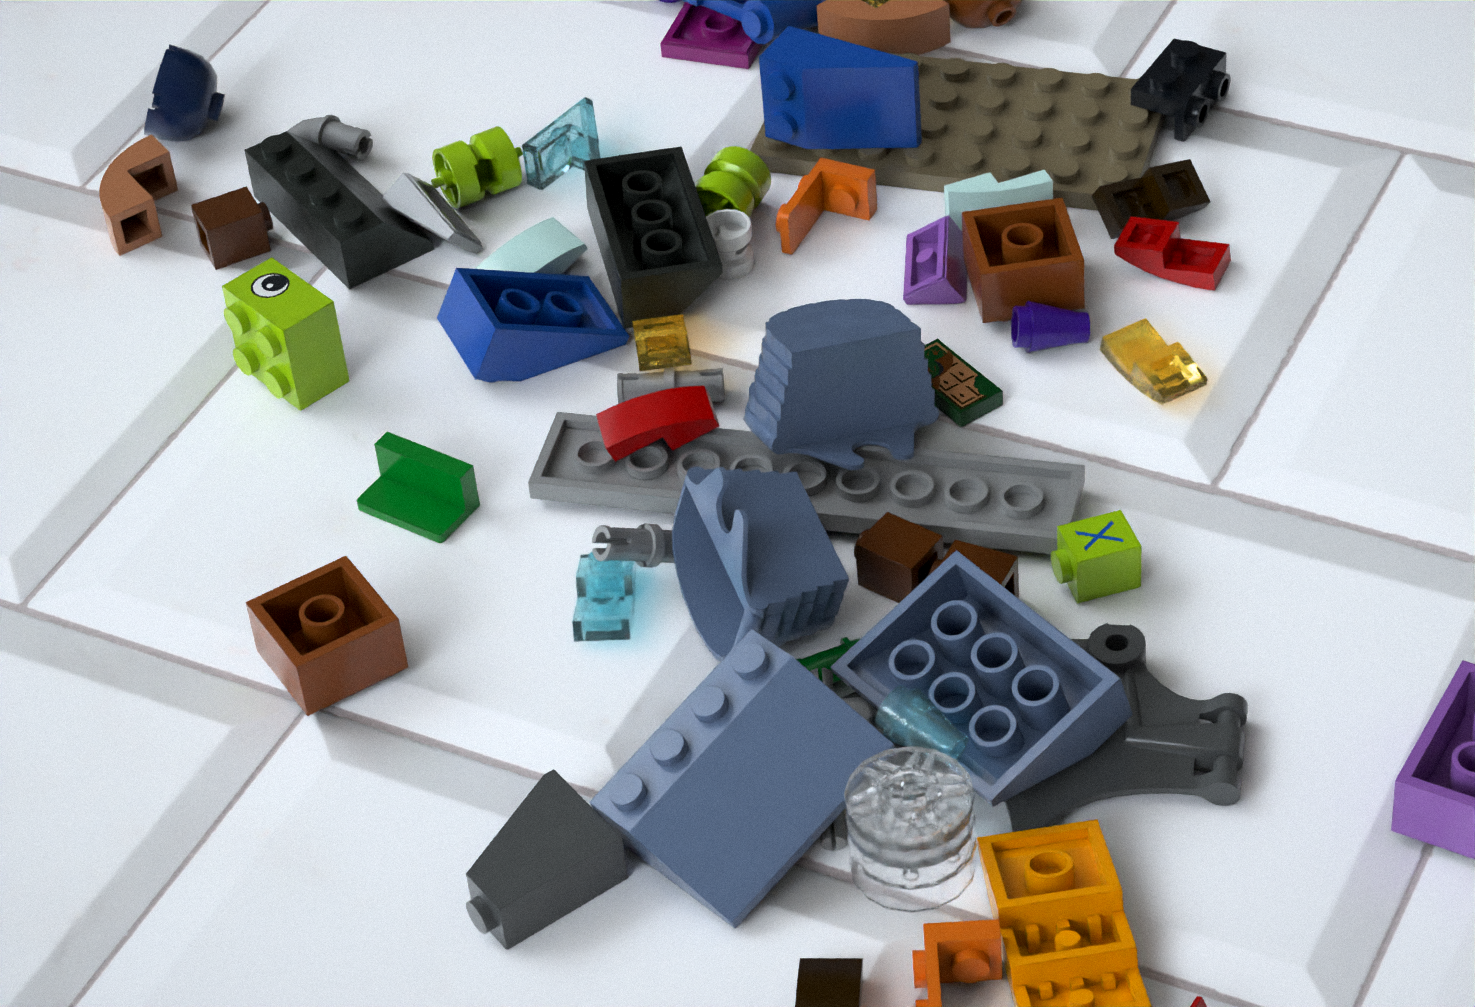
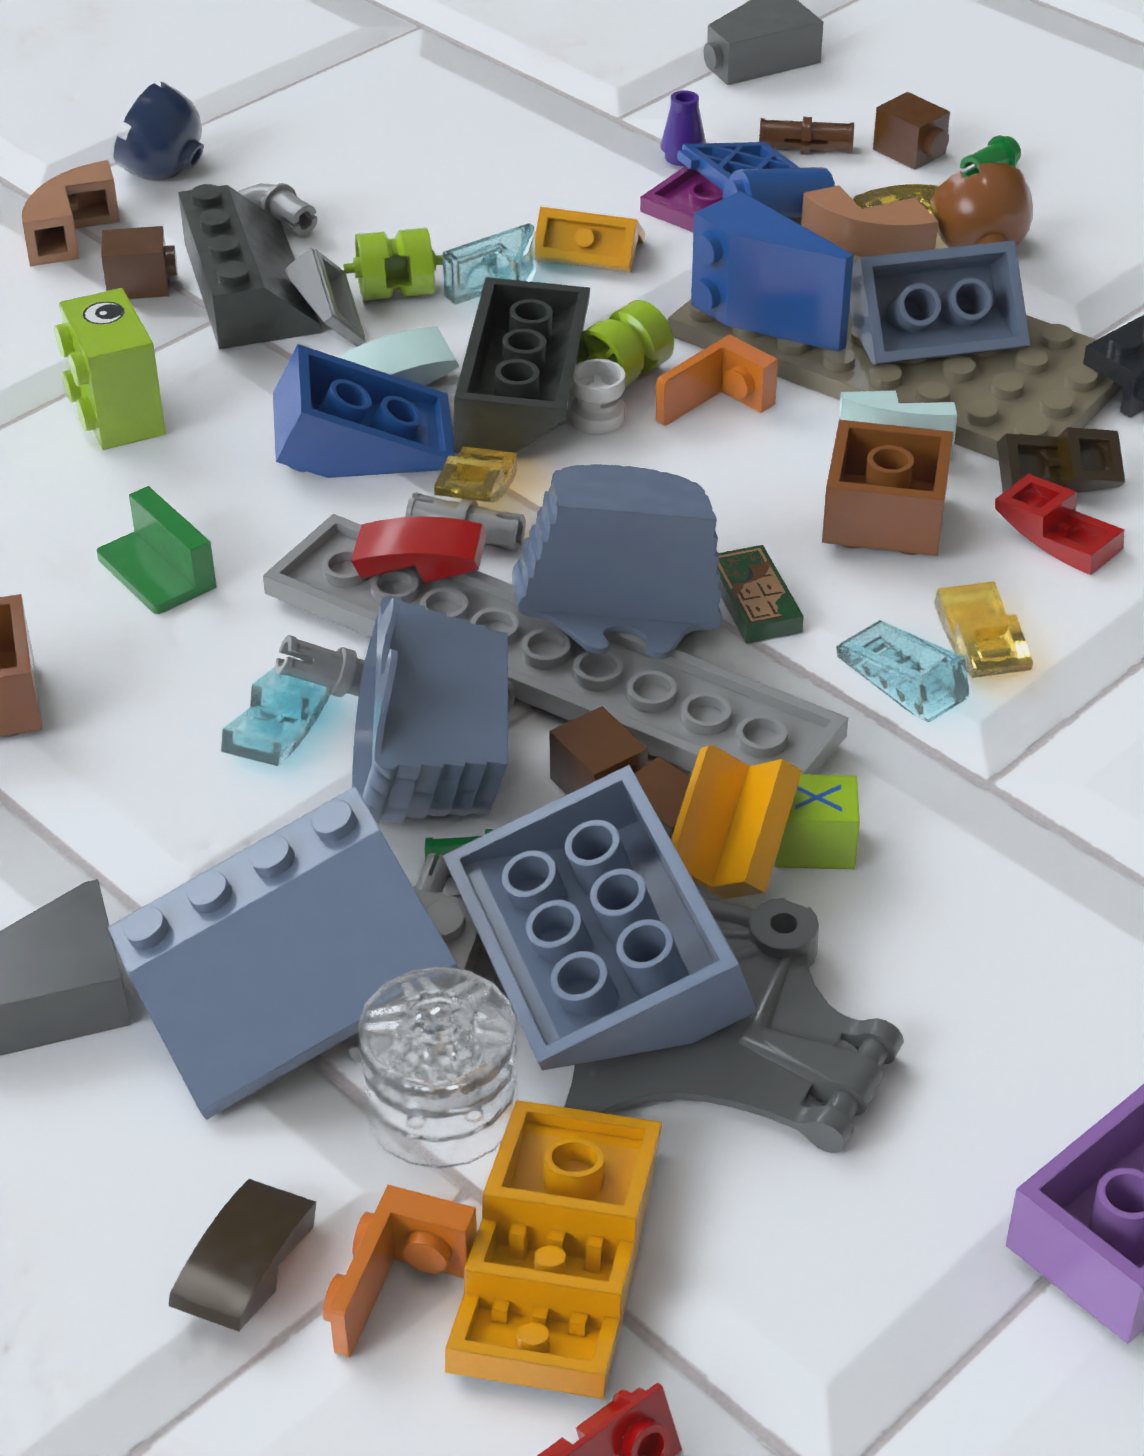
camera: 15 degrees right, 0 degrees up
(637, 98) = (587, 239): none -> light orange panel
(914, 720) = (491, 947): clear light blue cone -> none
(935, 265) = (799, 473): medium lavender slope -> none
(993, 83) = (939, 303): none -> sand blue slope
(1046, 567) = (734, 821): none -> light orange panel
(1047, 327) = (885, 563): dark purple cone -> none
(1124, 413) = (910, 671): none -> clear light blue slope

